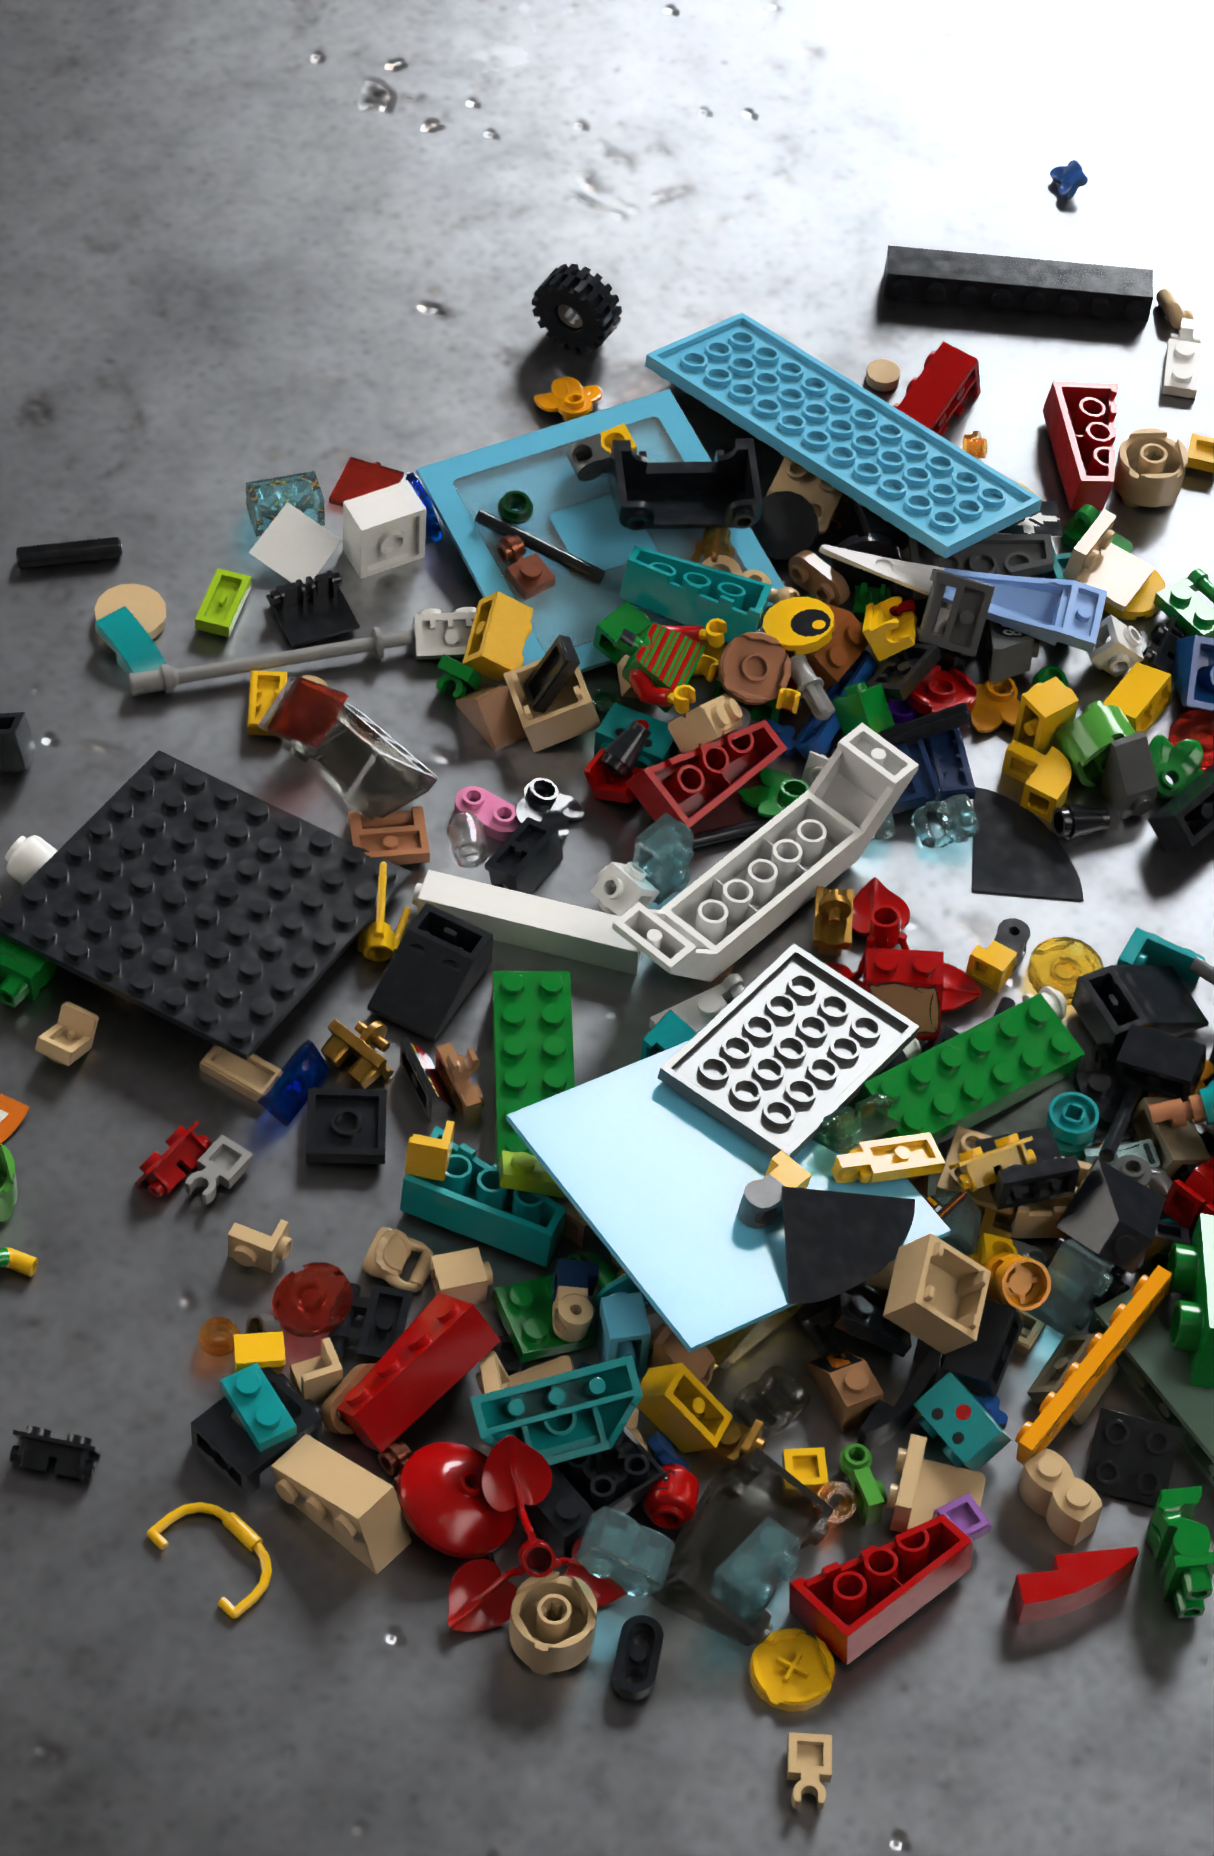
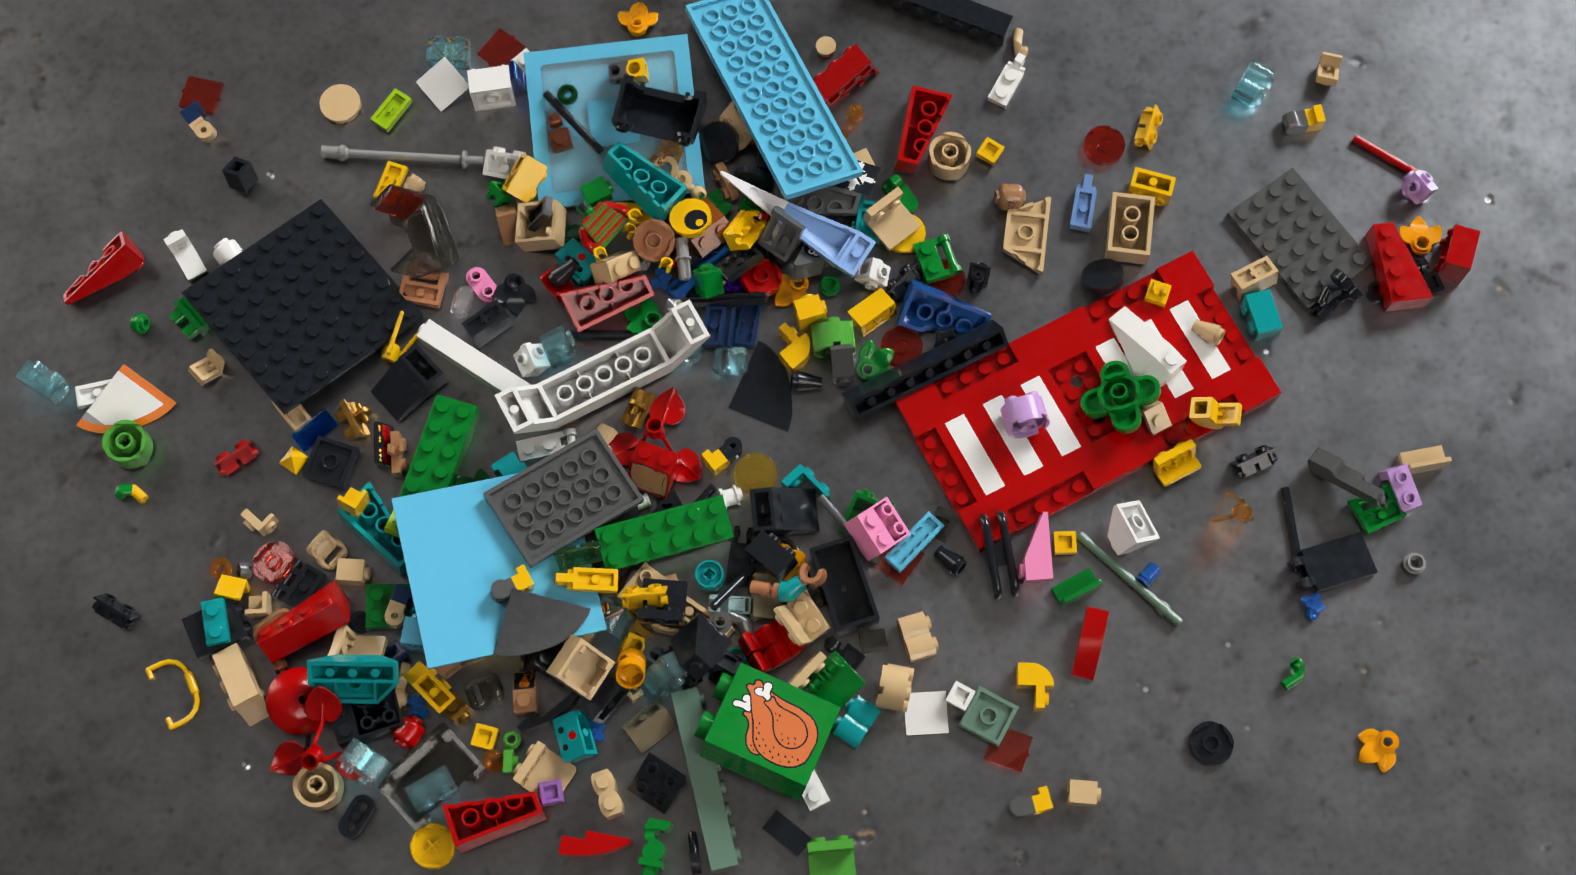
camera: 25 degrees right, 20 degrees up
(69, 552) = (322, 54): black axle -> none
(129, 641) = (331, 125): teal slope -> none
(220, 1164) = (259, 468): light grey plate -> none
(277, 1143) = (294, 460): none -> yellow slope
(312, 609) = (438, 127): black hinge -> none
(1102, 1353) = (643, 734): light orange plate -> none

